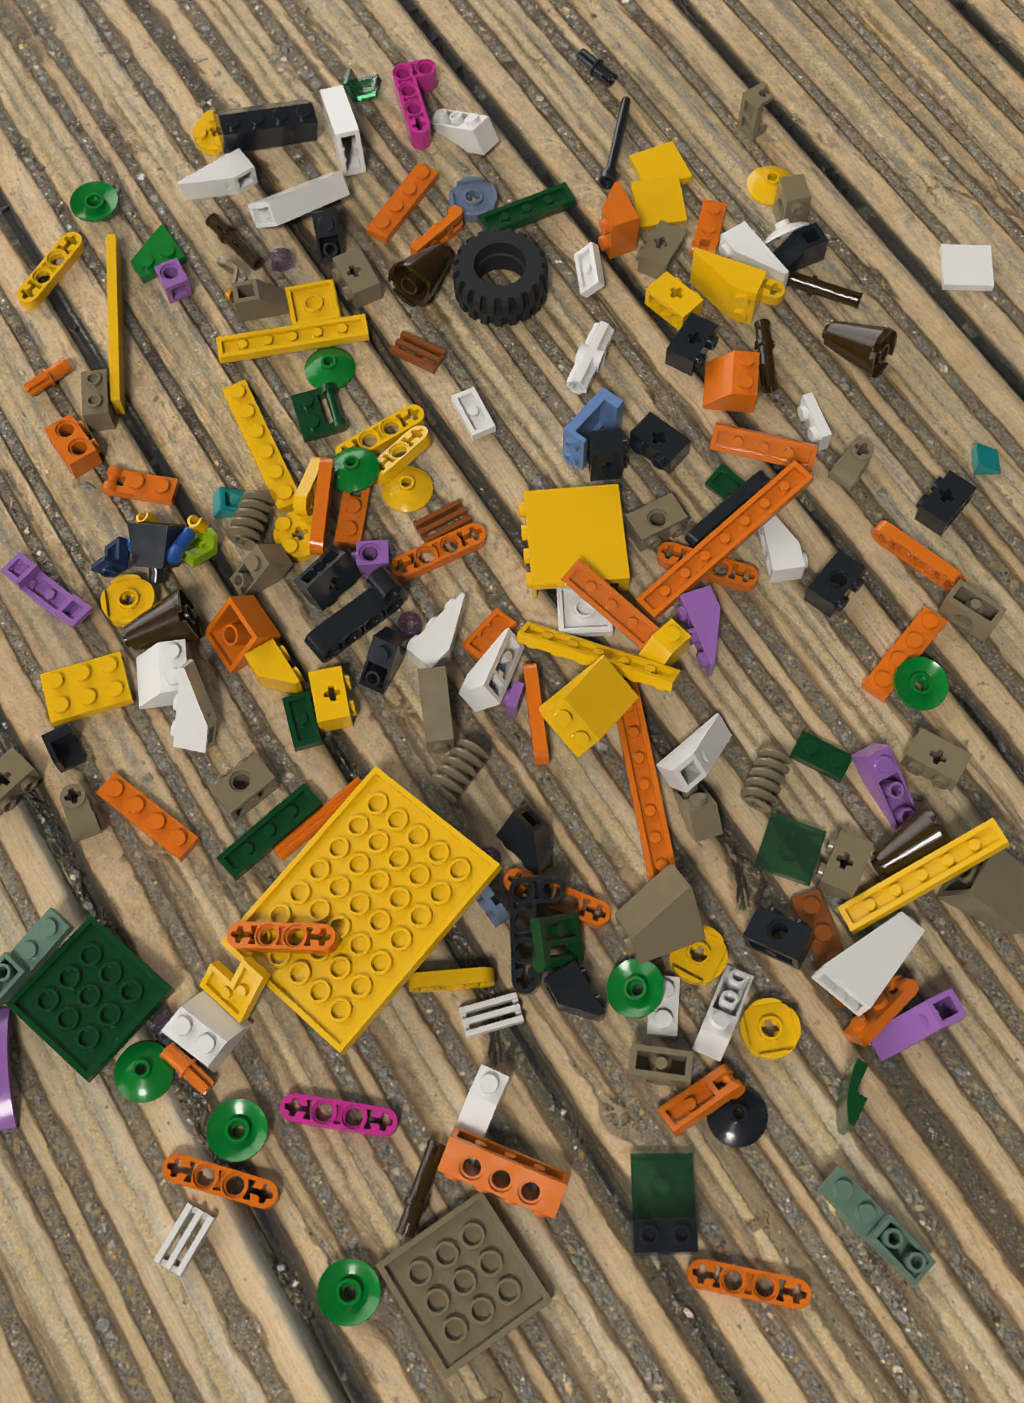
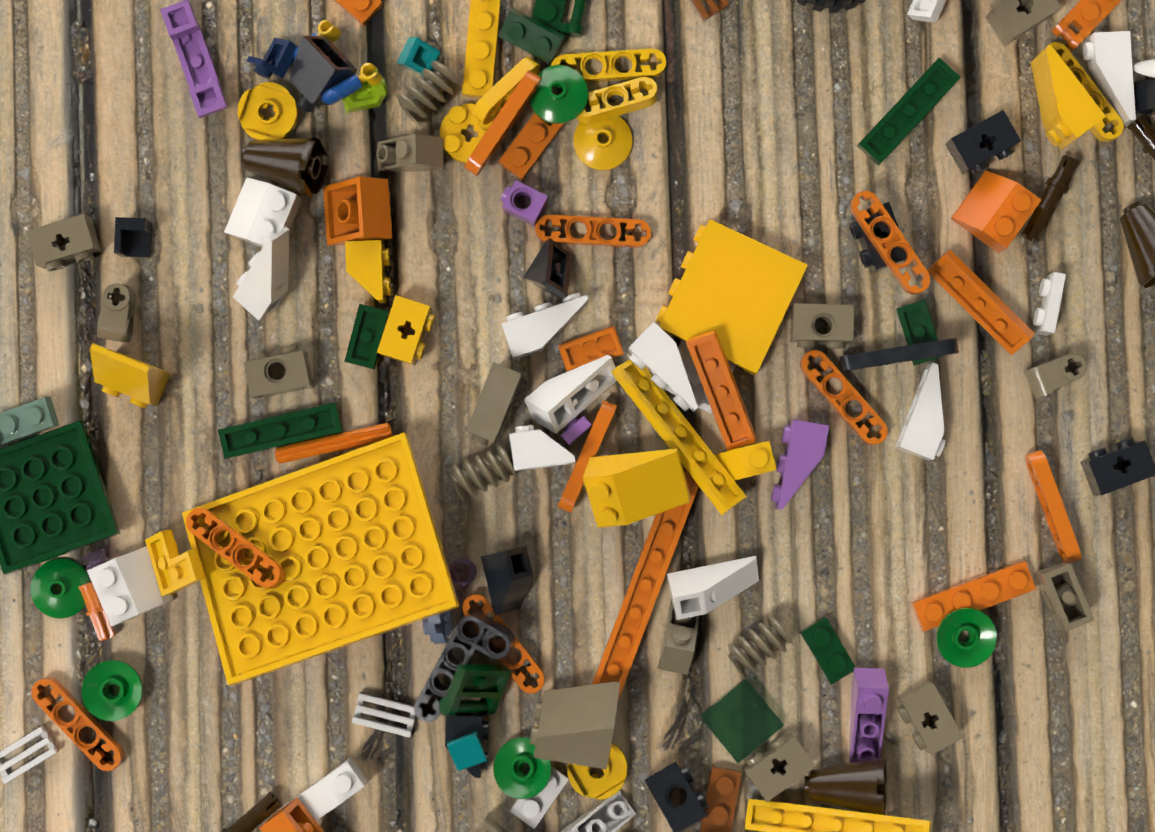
camera: 30 degrees right, 20 degrees up
(86, 689) = (184, 184): yellow plate -> none
(114, 847) = (127, 376): none -> yellow slope
(148, 817) = (178, 349): orange plate -> none
(308, 444) = (531, 36): none -> dark green plate
(327, 578) = (467, 202): black brick -> none
(338, 1119) = (209, 721): dark pink beam -> none
(358, 617) = (472, 259): black beam -> none
(384, 659) = (477, 317): black slope -> none
(410, 616) = (518, 286): bush -> none
(422, 595) = (551, 269): none -> black slope
(440, 519) = (641, 188): dark orange tile -> none
(451, 979) = (370, 667): yellow beam -> none
(473, 413) = (714, 95): white plate -> none
(495, 723) = (536, 450): none -> white slope
(550, 607) = (662, 358): none -> white slope
(579, 994) = (466, 751): none -> teal slope
(590, 357) = (870, 98): white piece -> none
(600, 412) = (842, 173): medium blue panel -> none
(606, 454) = (816, 226): black brick -> none
(624, 351) = (908, 111): none -> dark green plate
(666, 439) = (885, 245): none -> orange beam
(673, 300) = (992, 94): yellow brick -> none
(724, 540) = (874, 387): orange plate -> none
(839, 570) = (935, 490): black brick -> none

